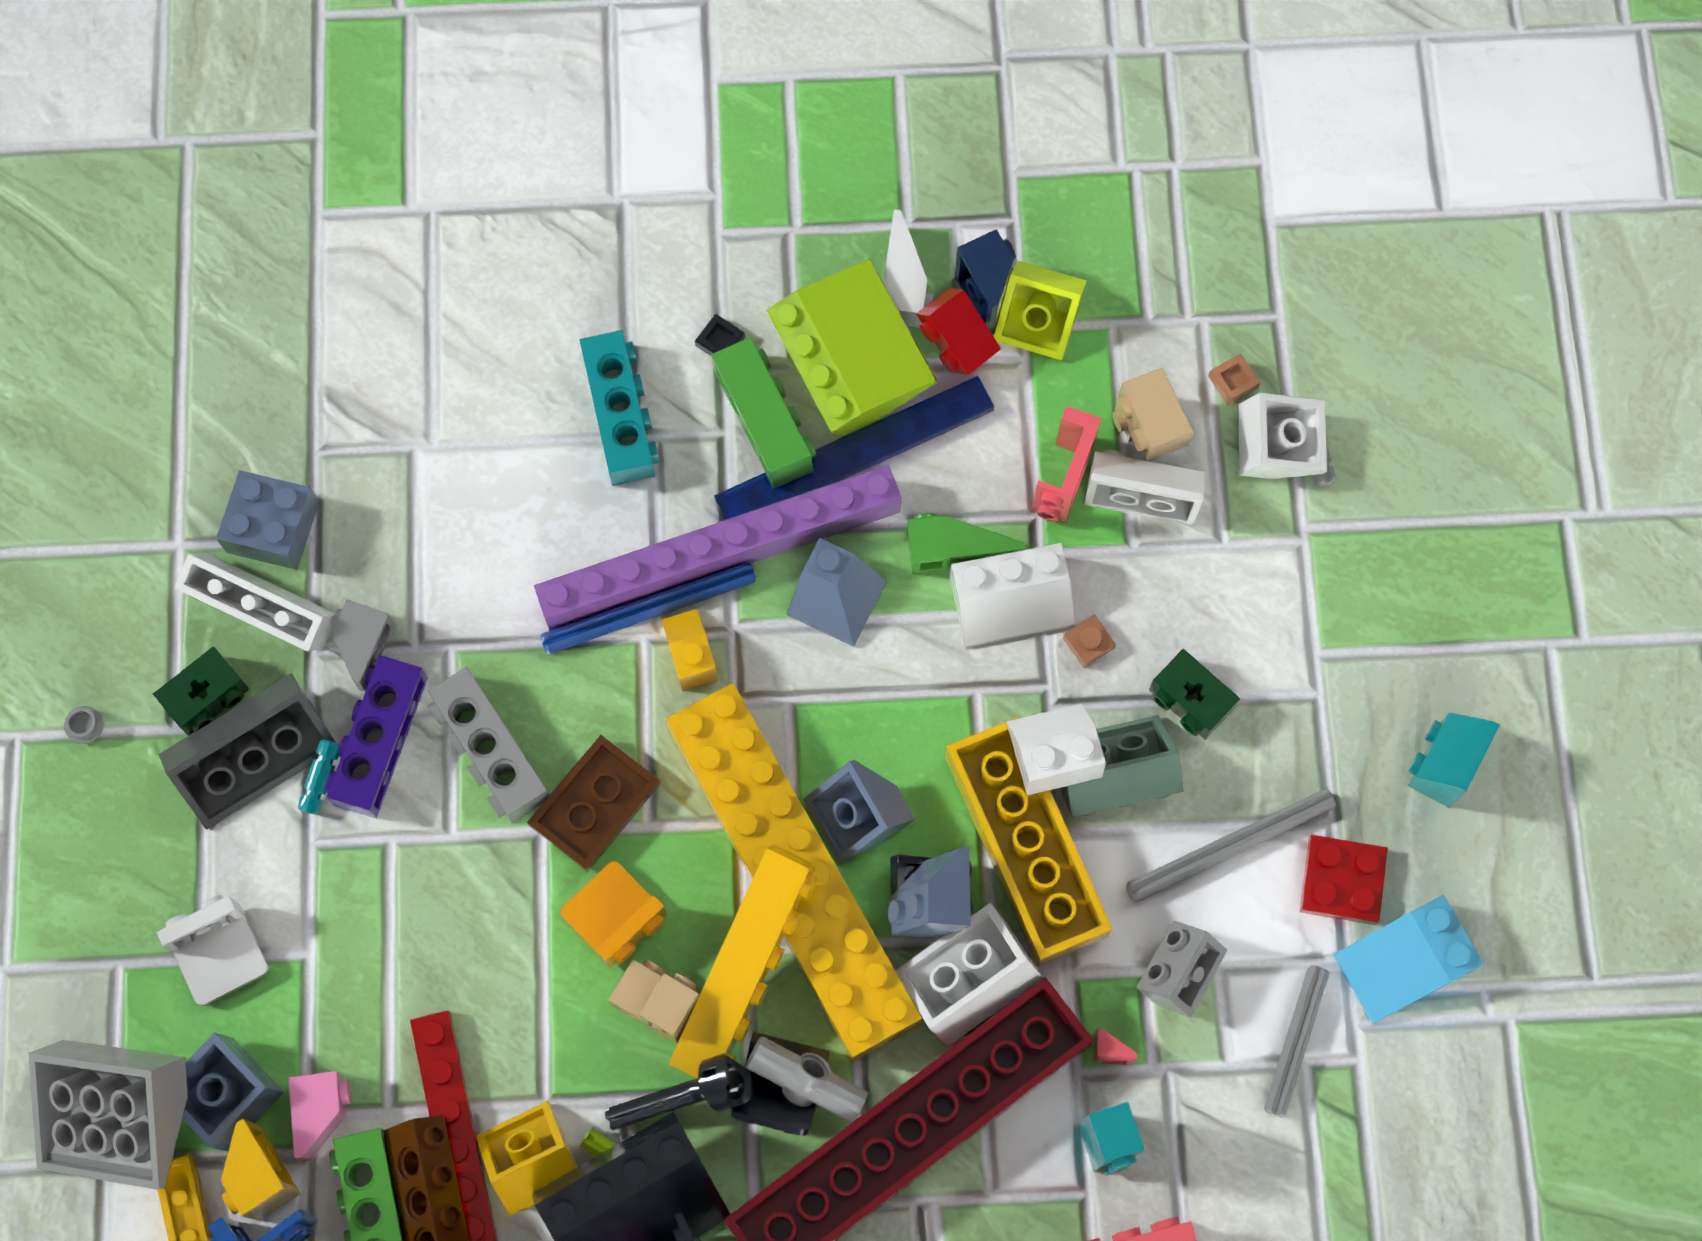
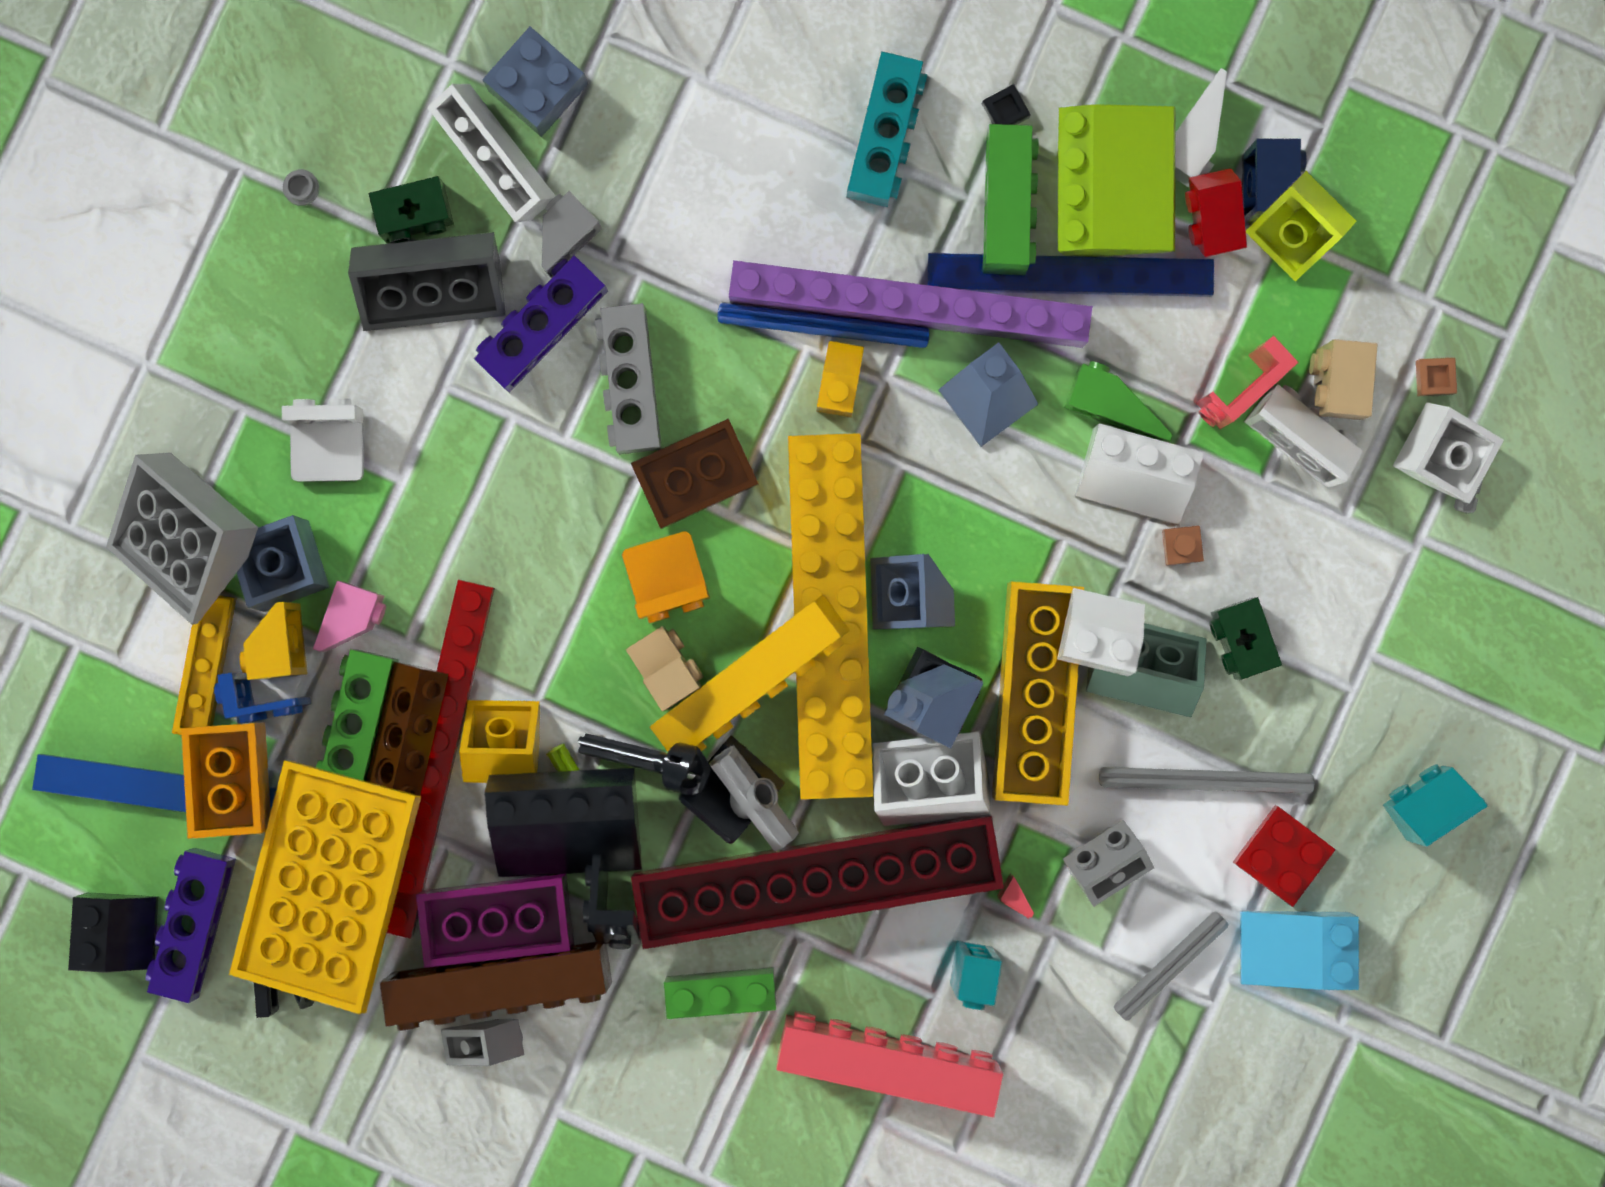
camera: 25 degrees right, 15 degrees up
(317, 777) = (476, 334): teal axle -> none

